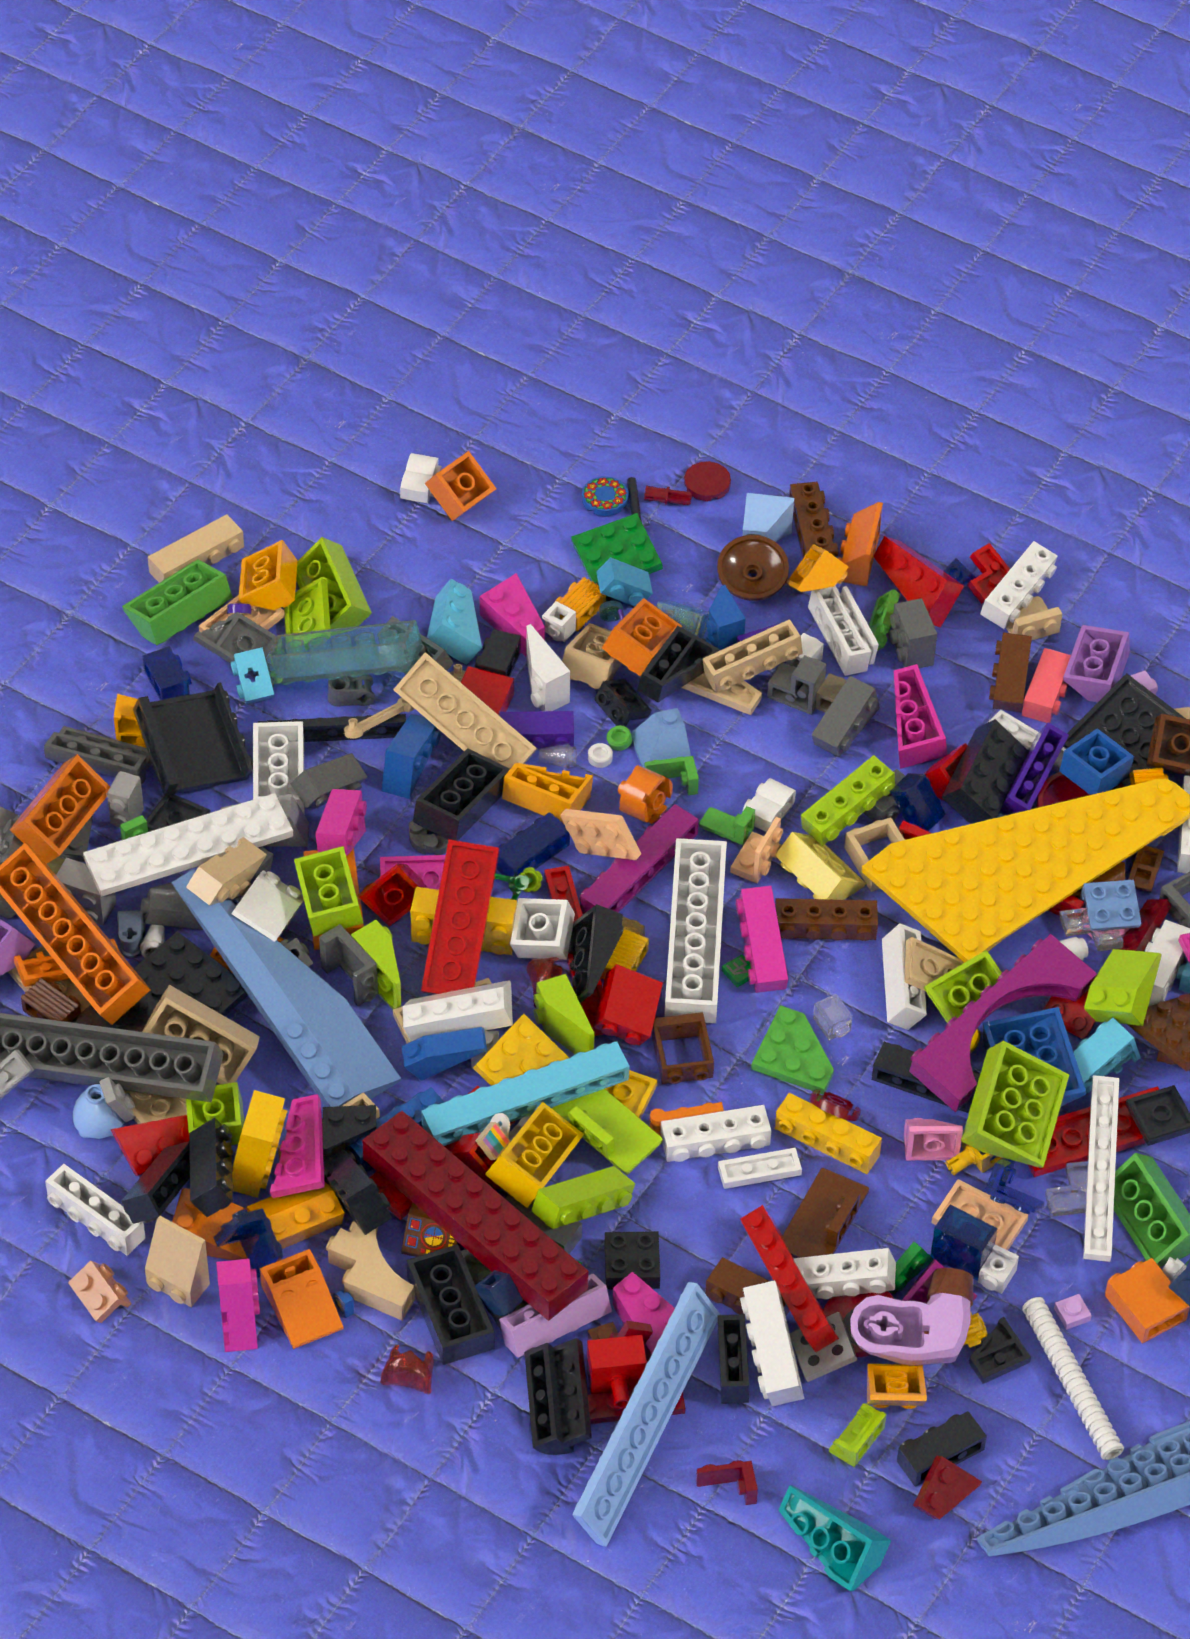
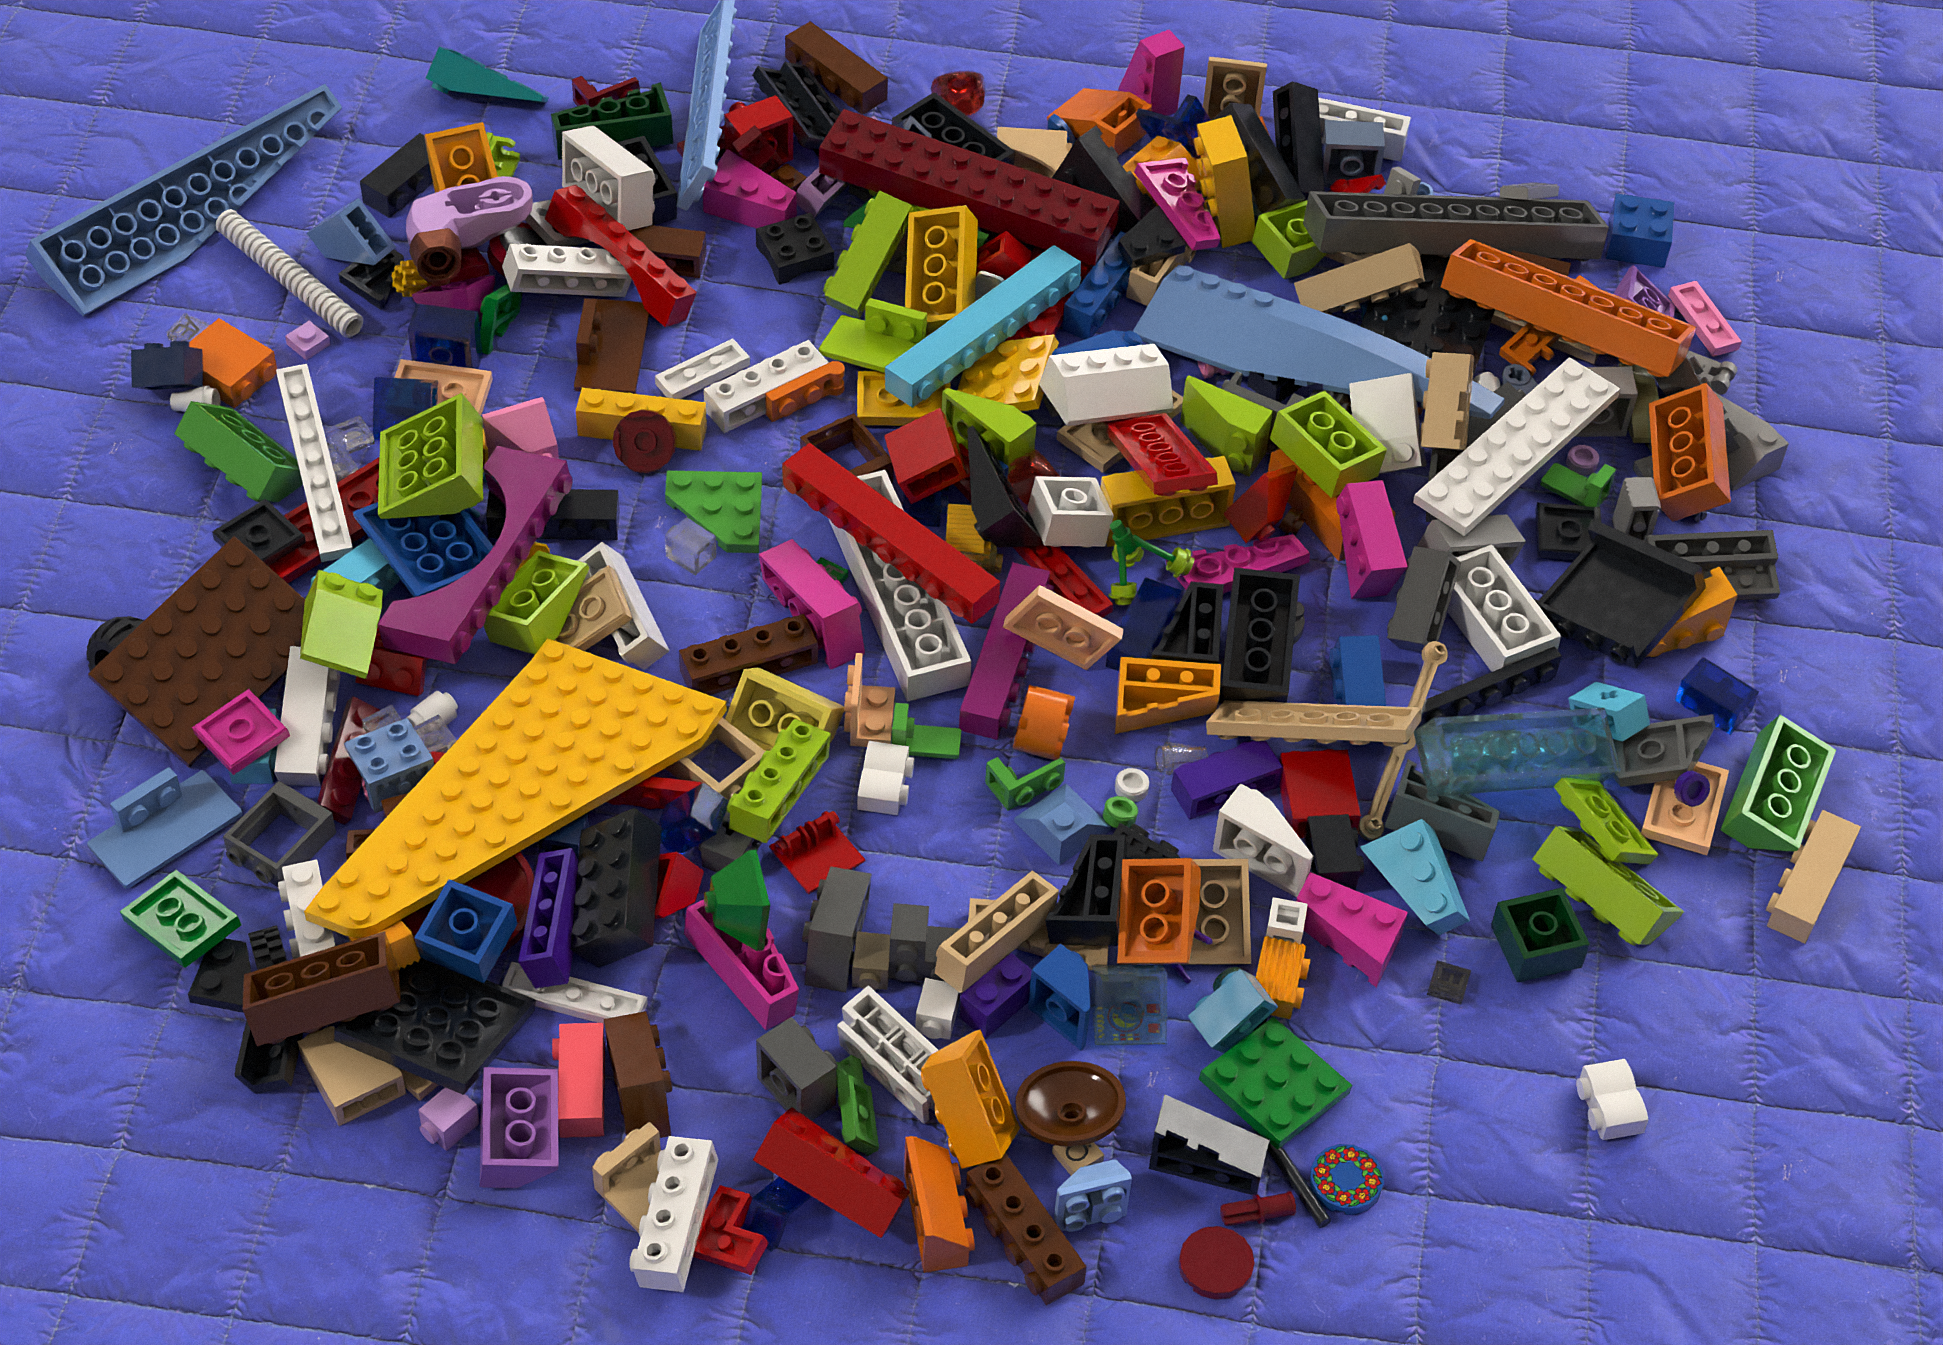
camera: 155 degrees right, 0 degrees up
(99, 1290) = (1286, 69): bracket -> none
(113, 1168) = (1351, 150): none -> sand blue brick
(269, 577) = (1690, 852): light orange slope -> none
(400, 567) = (1540, 934): none -> dark green brick
(460, 486) = (1543, 1081): orange brick -> none
(470, 575) = (1449, 982): none -> clear smoke tile
(492, 1141) = (988, 252): tile -> none
(505, 816) = (1195, 626): none -> black wedge
(506, 1441) = (837, 67): none -> reddish brown brick
(684, 525) = (1206, 1148): none -> wedge
(692, 936) = (891, 533): none -> red brick
(735, 1432) = (620, 119): none -> dark green wedge
(830, 772) = (815, 849): none -> red hinge
(913, 711) = (740, 901): none -> green slope
(944, 1488) = (389, 141): dark red wing -> none
(998, 1269) = (395, 342): white brick -> none
(1013, 1376) = (352, 235): none -> medium blue slope
(1170, 1353) = (186, 328): none -> clear tile

